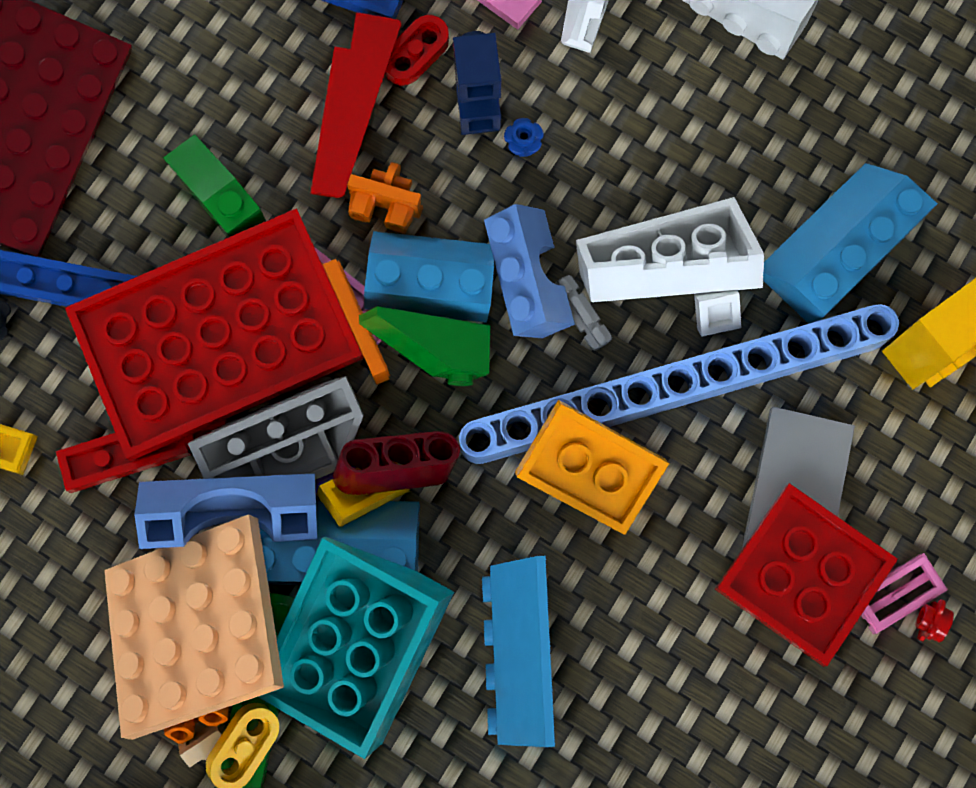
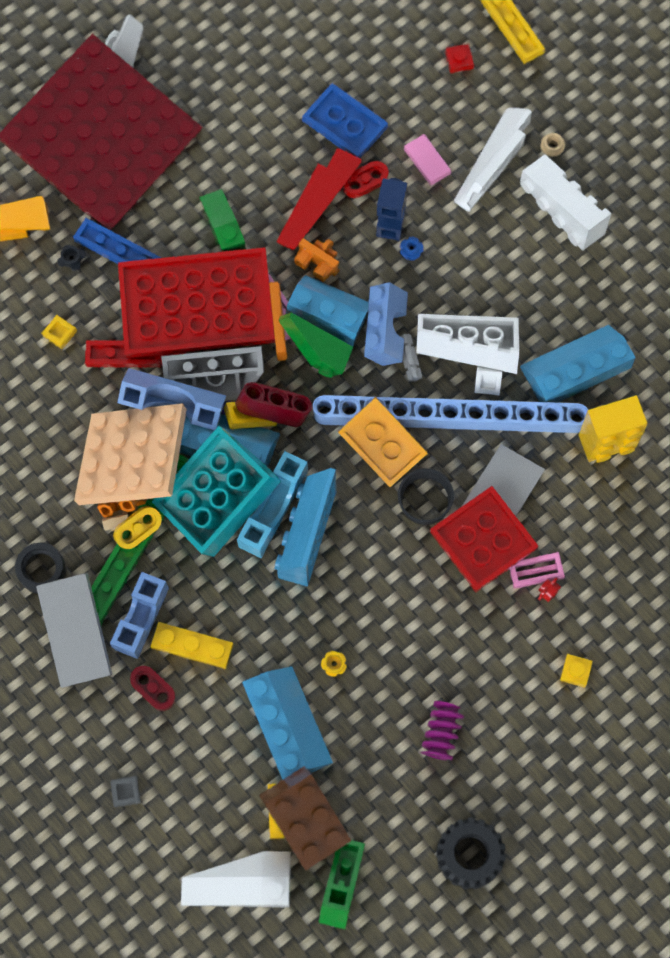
camera: 20 degrees right, 5 degrees down
(449, 652) = (266, 519): none -> medium azure arch
(719, 508) = (428, 474): none -> black tyre

